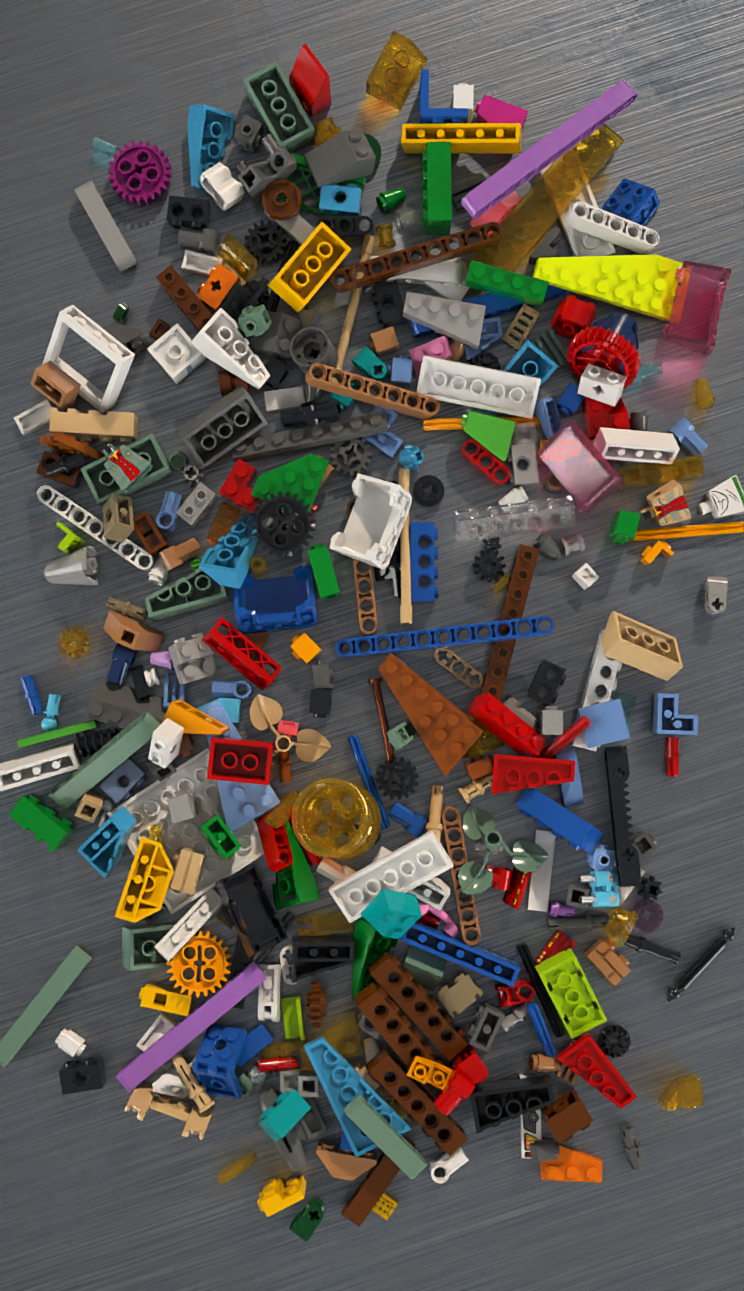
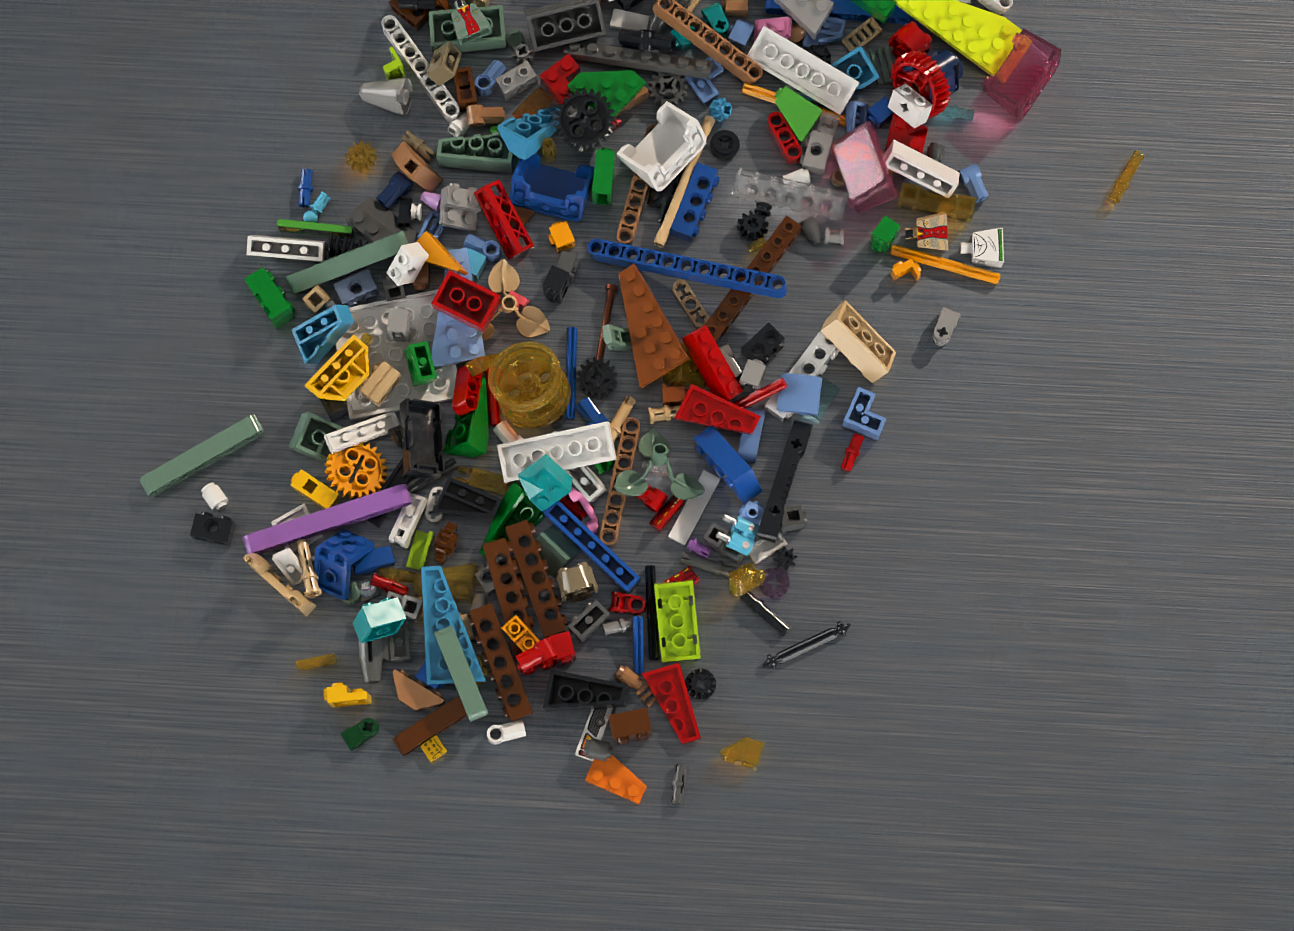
camera: 20 degrees right, 10 degrees down
(284, 766) = (502, 329): dark orange axle -> none
(585, 576) = (835, 267): white tile -> none
(607, 961) = (721, 608): medium nougat brick -> none
(704, 395) = (1002, 152): clear yellow cone -> none

